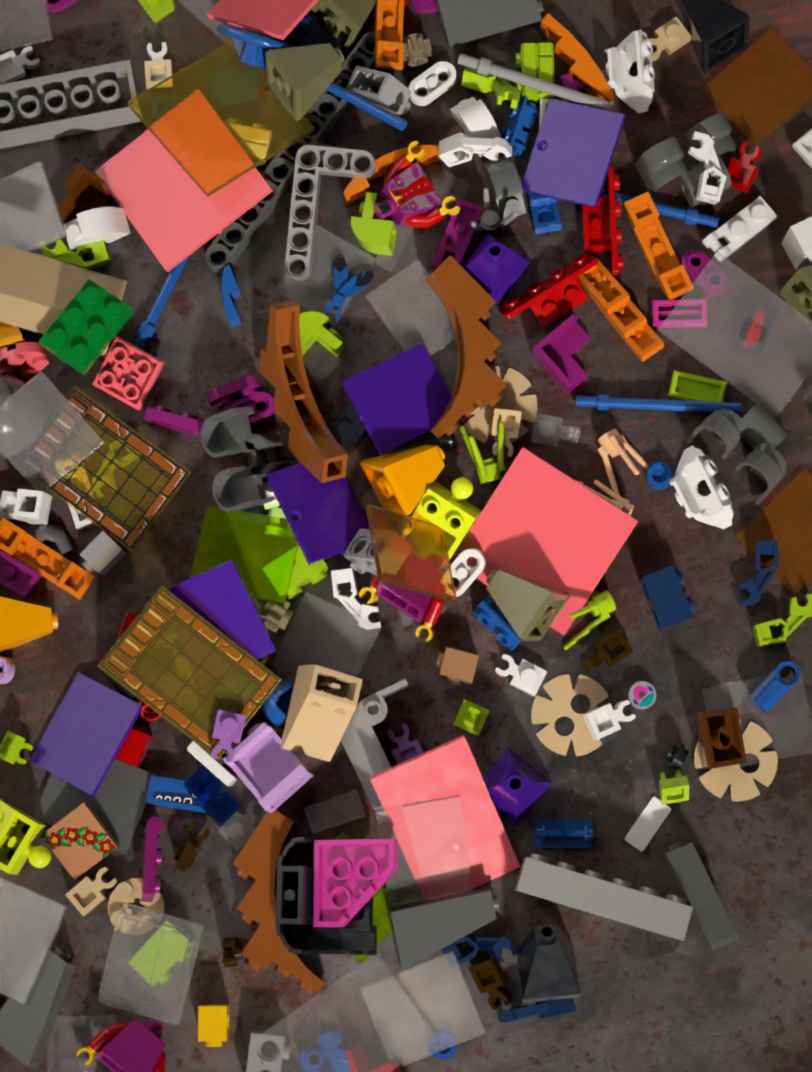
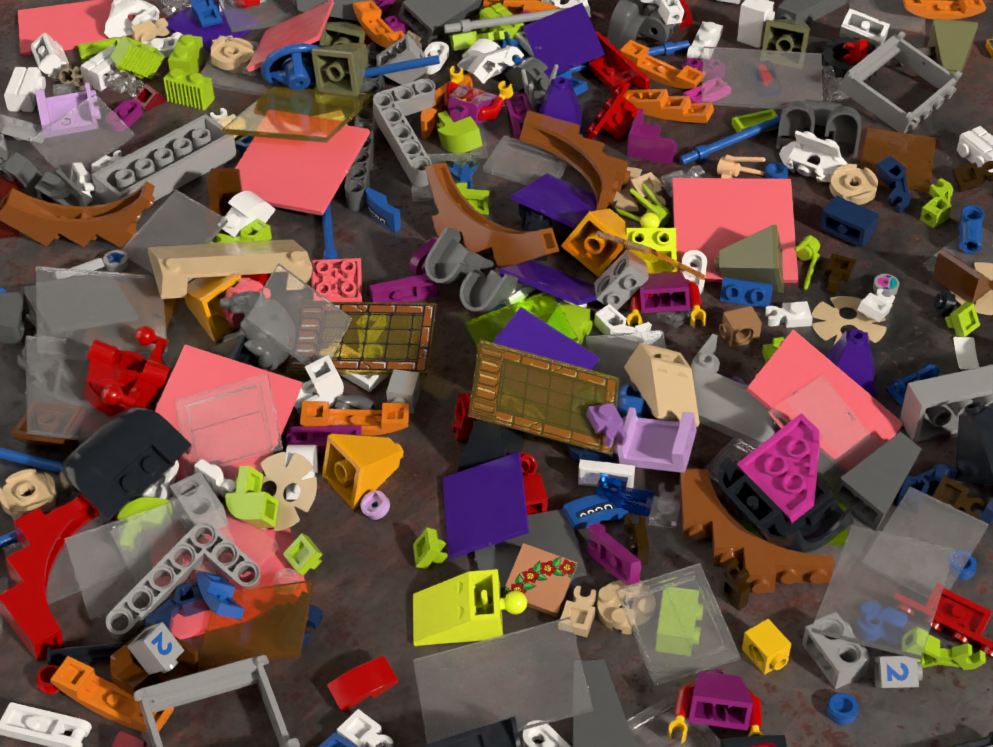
camera: 35 degrees left, 35 degrees down
(86, 326) = (289, 247): green plate -> none
(730, 538) = (848, 173): none -> tan plate

